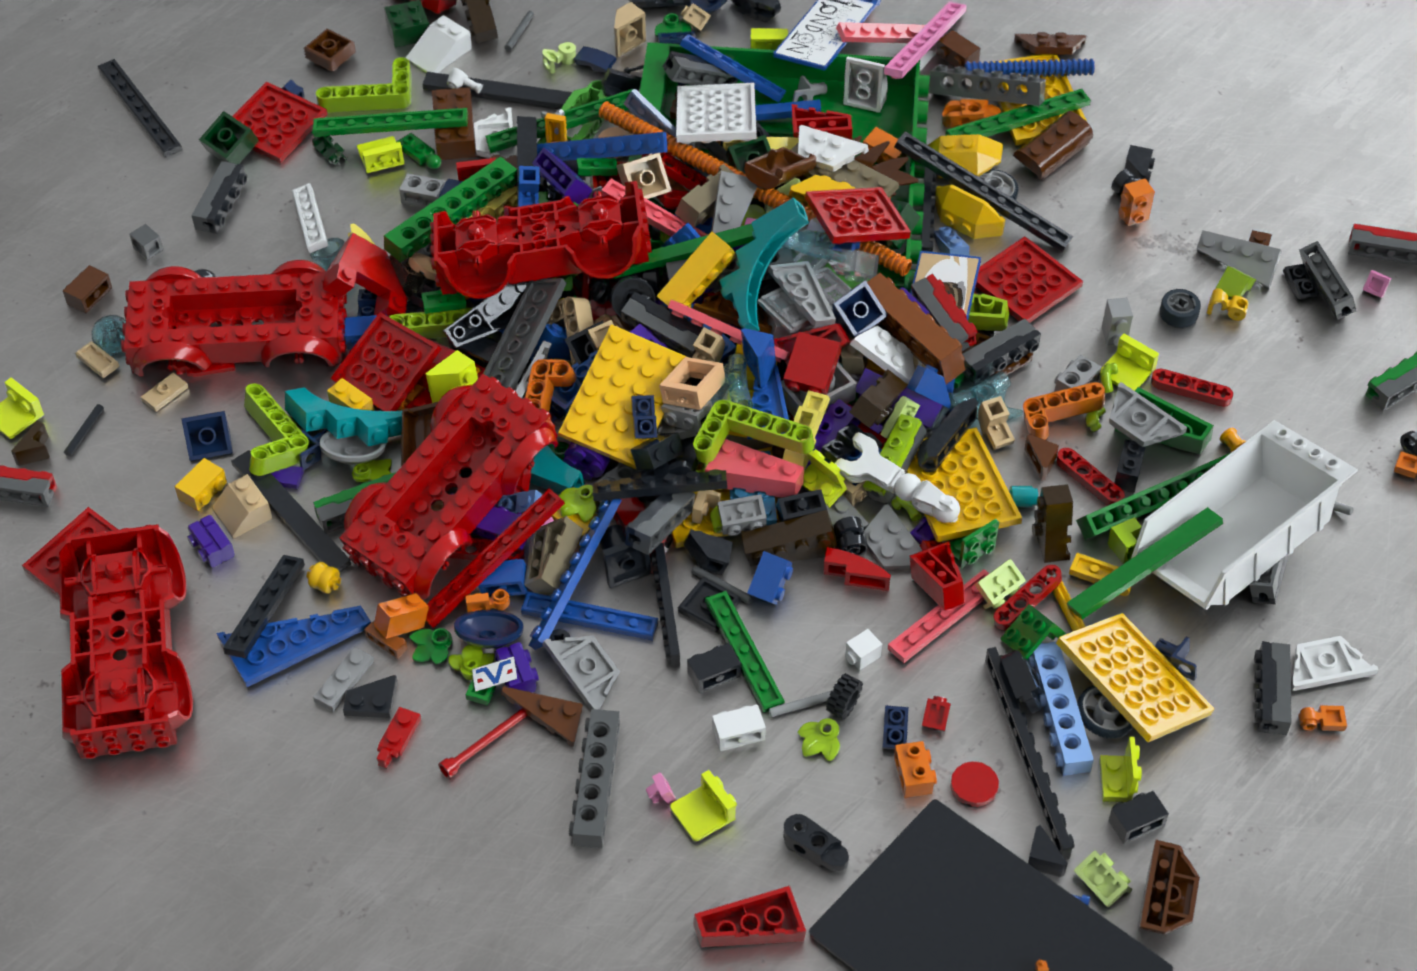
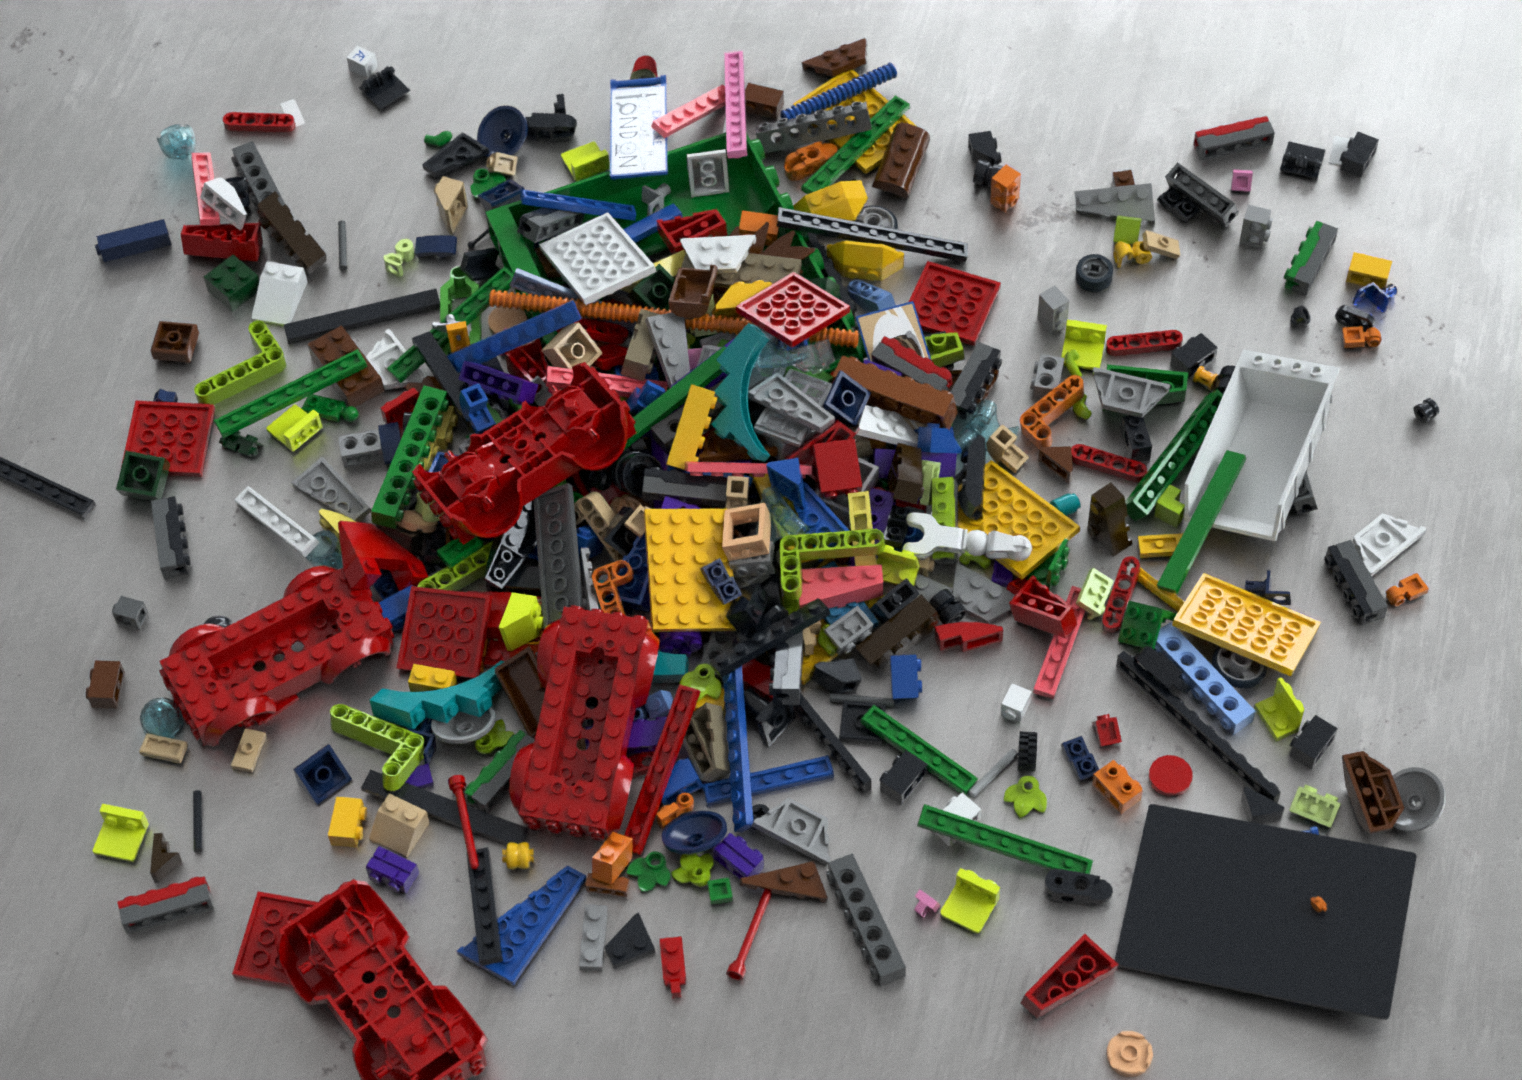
camera: 25 degrees left, 5 degrees up
(311, 494) = (457, 785): none -> red piece
(374, 211) = (332, 490): none -> light grey wing
(458, 78) = (321, 321): white bar -> none
(494, 674) = (726, 871): white sticker -> none
(596, 166) = (518, 357): green plate -> none
(767, 766) = (1001, 841): none -> green tile
(1217, 906) = (1419, 785): none -> light grey dish
(1237, 414) = (1195, 353): none -> black brick
(1260, 308) = (1161, 244): none -> tan plate
(1364, 327) = (1256, 226): none -> light grey brick
(1365, 425) = (1301, 315): none -> black tile

